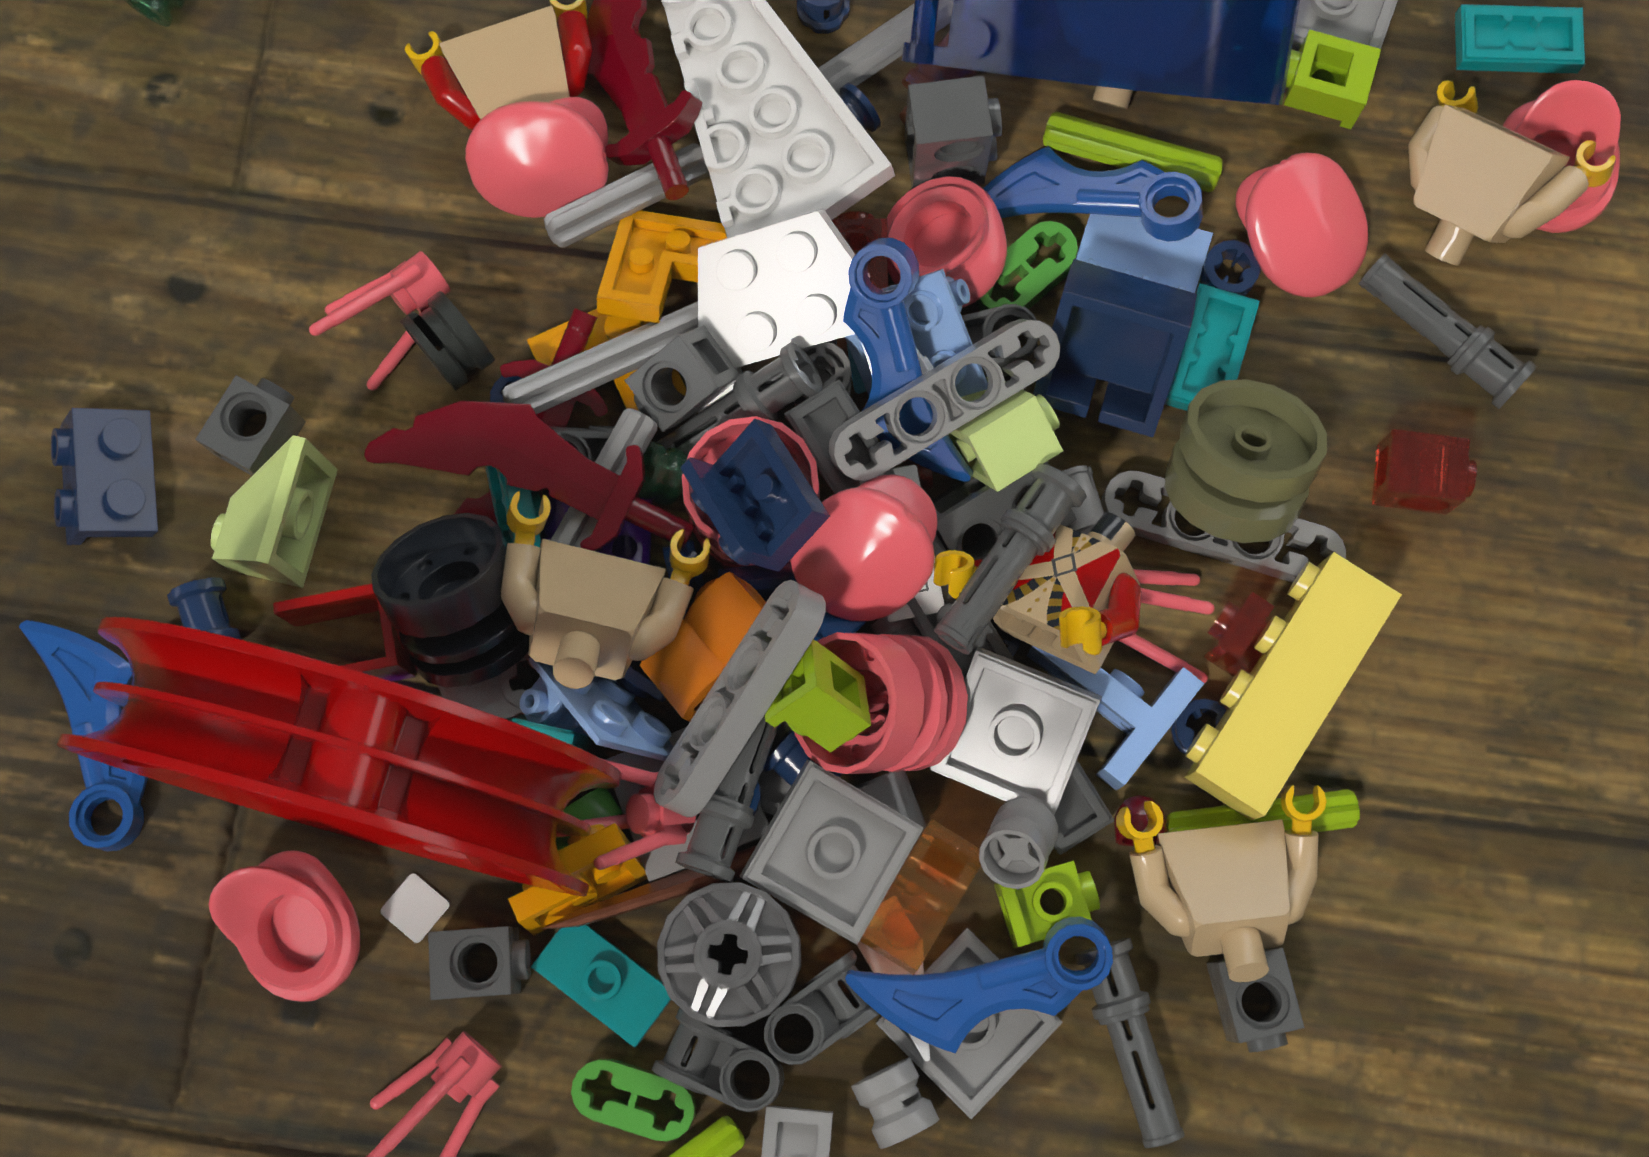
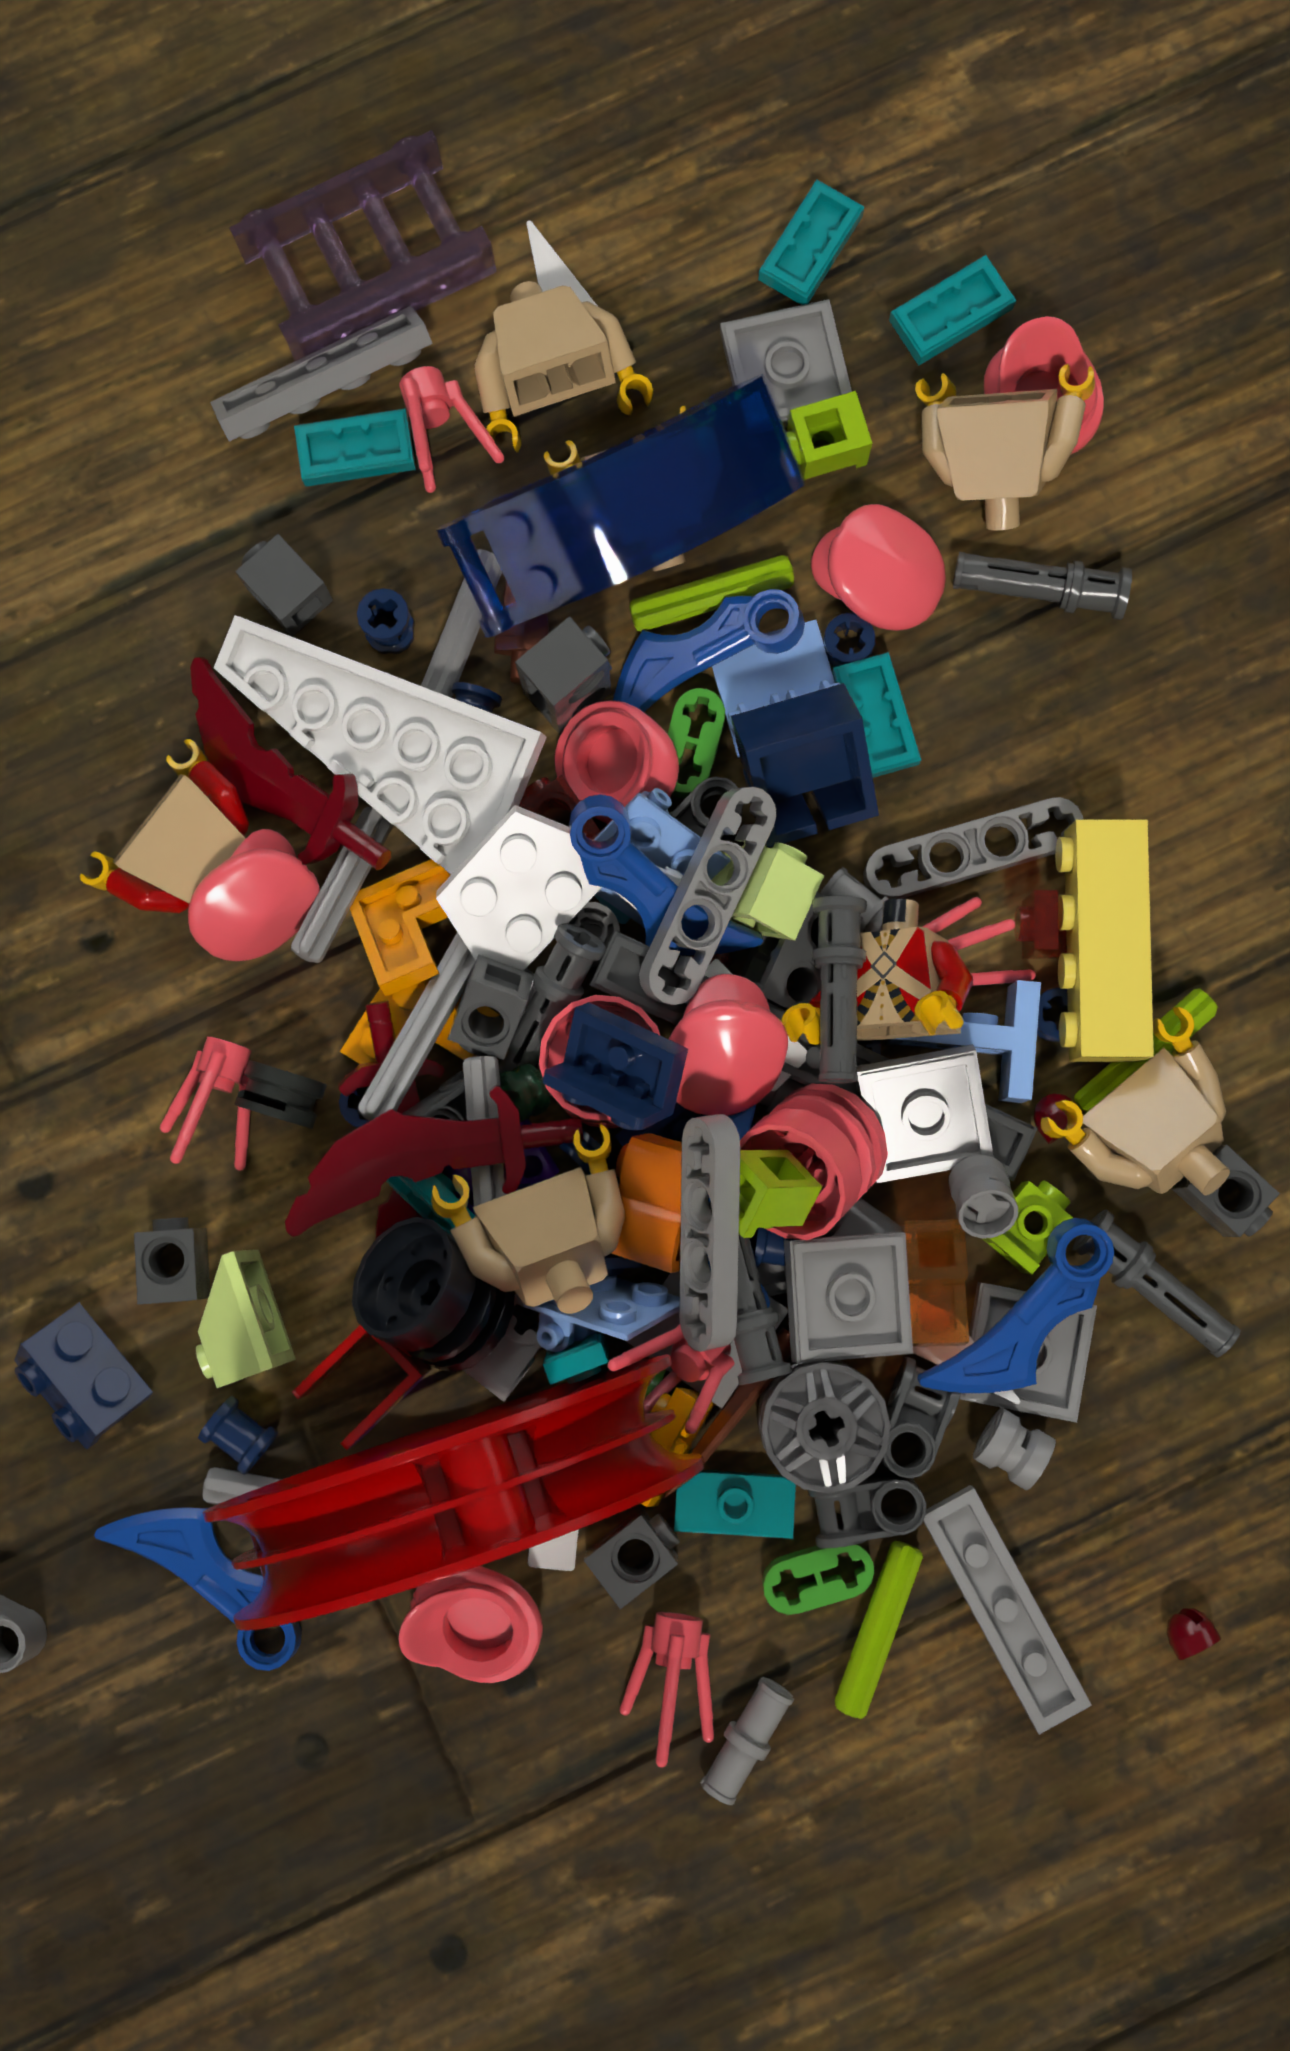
camera: 30 degrees left, 5 degrees up
(1245, 460) = (962, 789): olive wheel -> none
(1423, 472) = (1096, 707): clear red brick -> none

